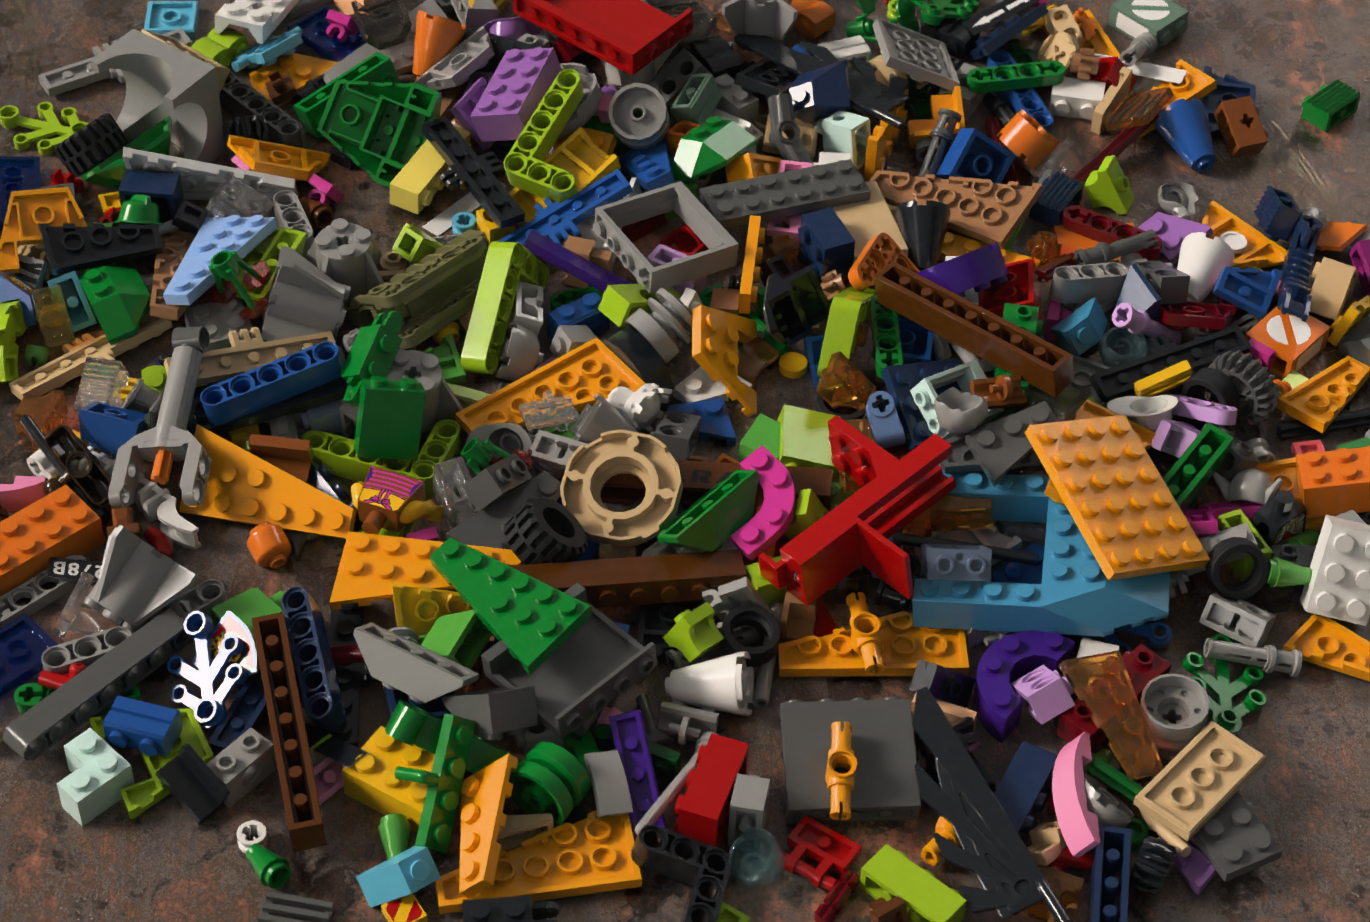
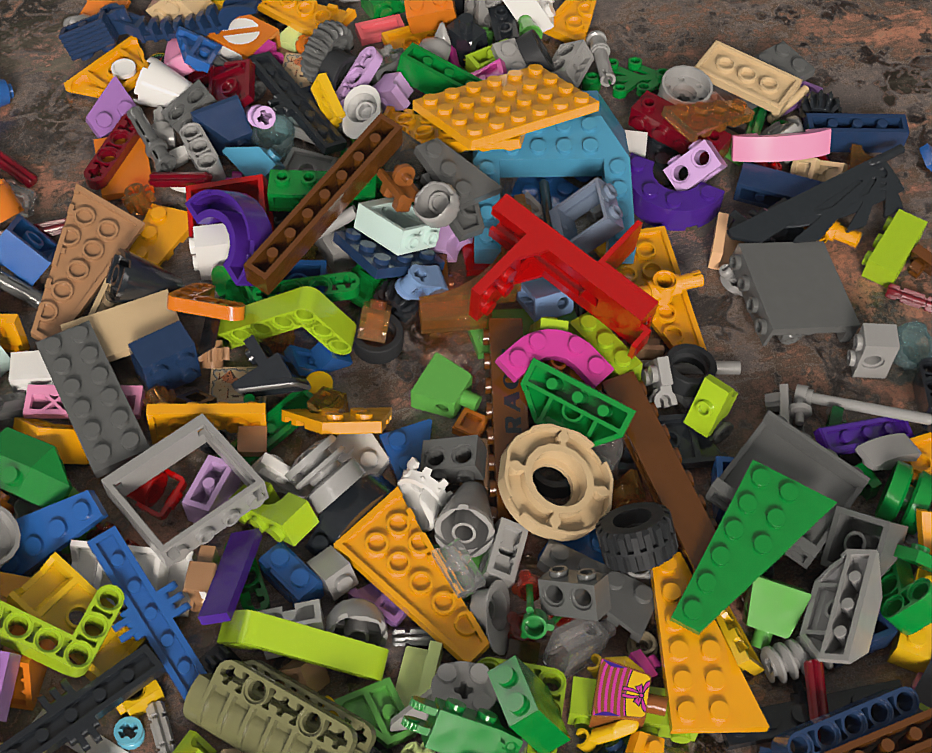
camera: 100 degrees left, 10 degrees up
(706, 804) = (869, 374): red brick -> none
(715, 683) = (752, 384): white cone -> none
(805, 438) = (439, 351): lime panel -> none
(822, 845) = (875, 301): red plate -> none
(841, 784) = (826, 282): light orange pin -> none
(943, 683) = (696, 238): black brick -> none
(1058, 194) = (57, 189): dark blue brick -> none
(1110, 187) = (50, 151): lime brick -> none
(1179, 200) = (66, 105): light grey hair -> none

